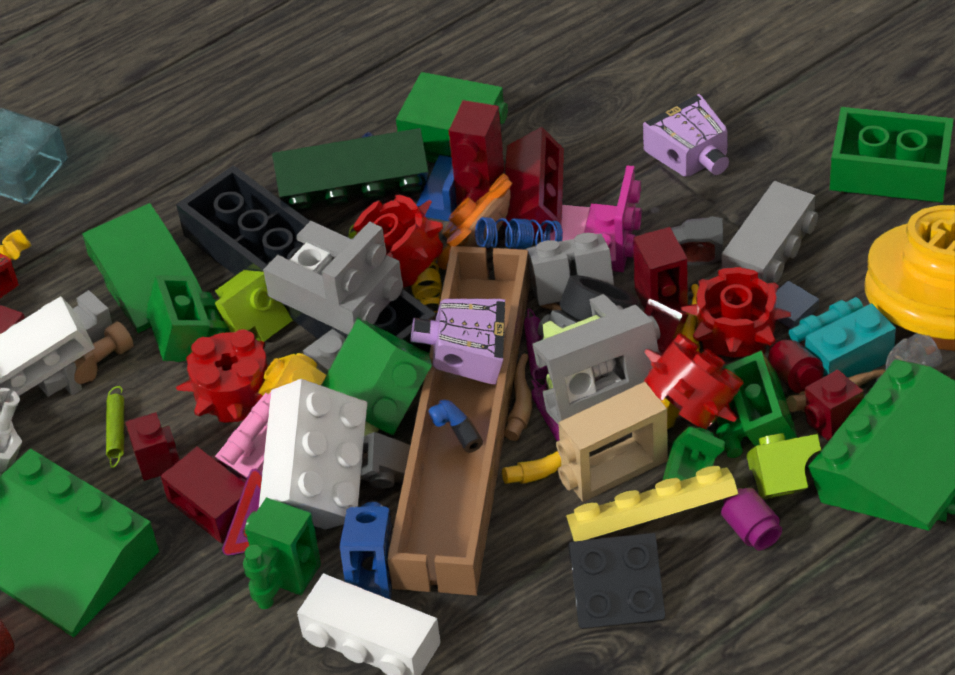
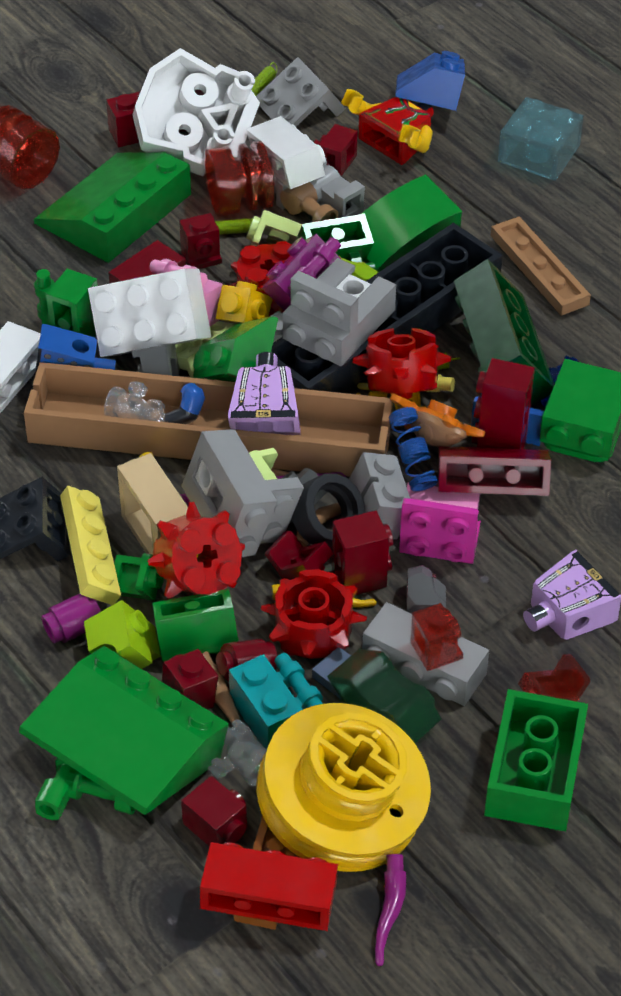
camera: 85 degrees right, 0 degrees up
(58, 403) = (244, 177): none -> clear red wheel
(159, 371) = (275, 226): none -> yellowish green bracket
(202, 166) = (540, 266): none -> medium nougat plate
(268, 309) = (308, 256): none -> magenta brick
(459, 468) = (131, 405): none -> clear piece
(781, 190) = (435, 636): none -> clear red brick
(794, 150) = (564, 682): none -> clear red bracket
(826, 263) = (375, 684): none -> clear green brick

